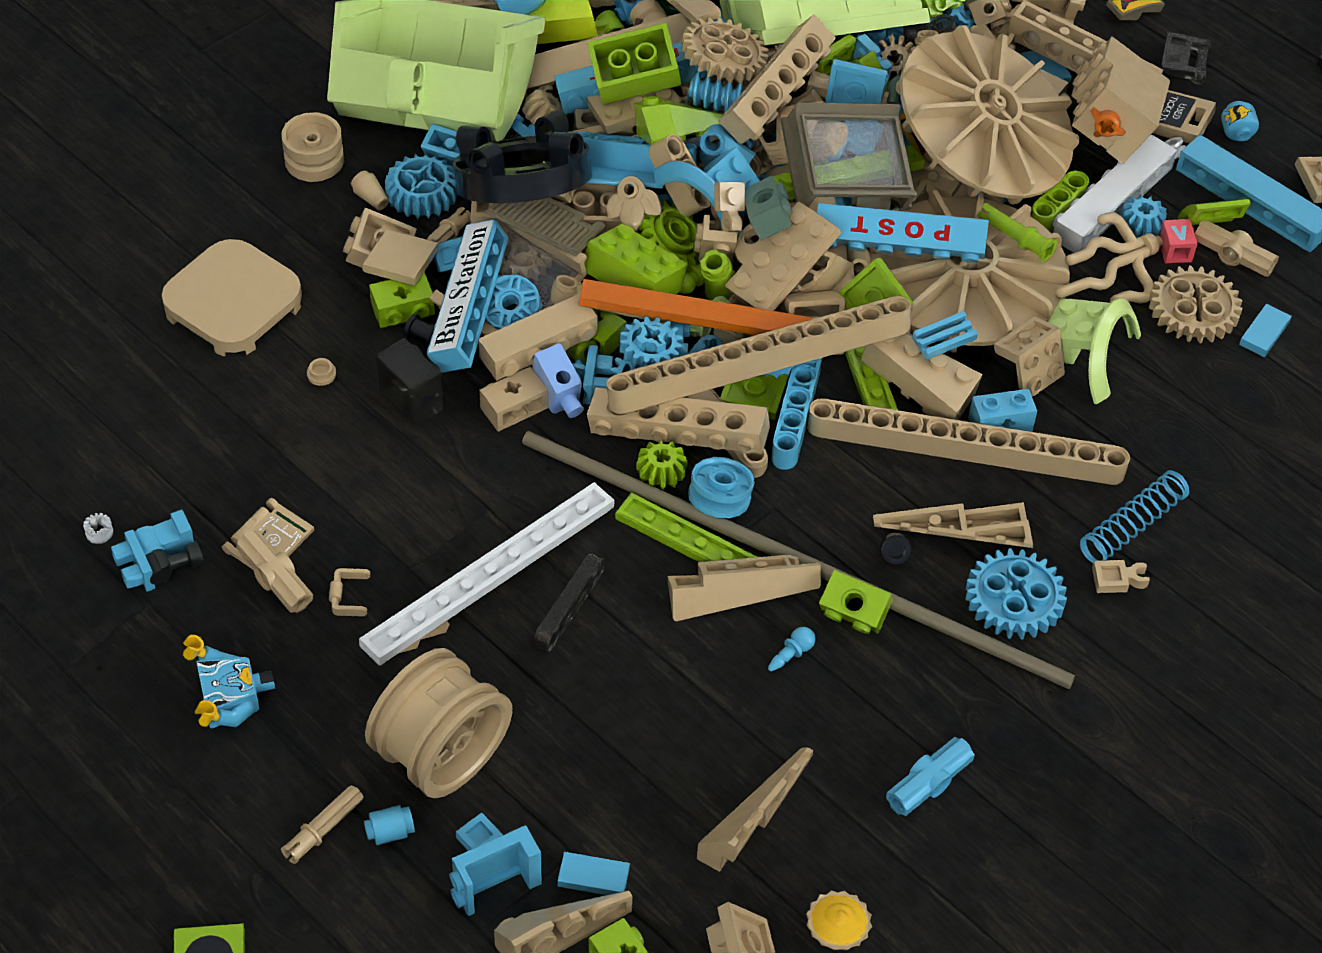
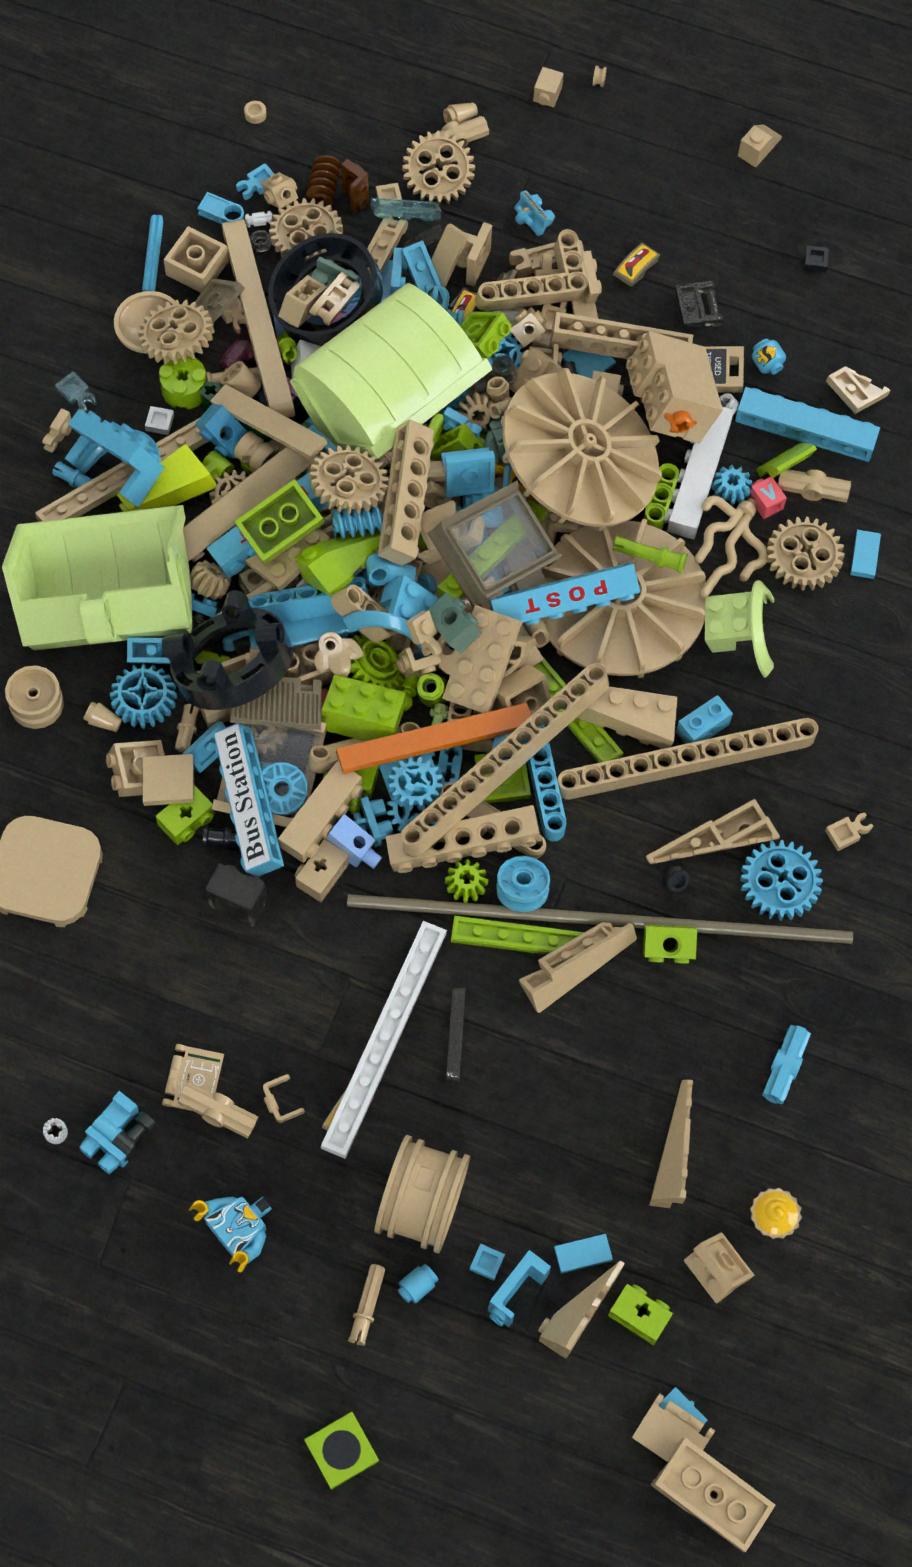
camera: 25 degrees left, 15 degrees up
(321, 372) = (155, 910): tan plate -> none
(801, 640) = (642, 991): medium azure bar -> none
(872, 285) = (564, 658): lime tile -> none
(964, 325) = (650, 663): medium azure tile -> none
(1037, 354) = (706, 658): tan bracket -> none
(1099, 545) = (859, 737): medium azure piece -> none

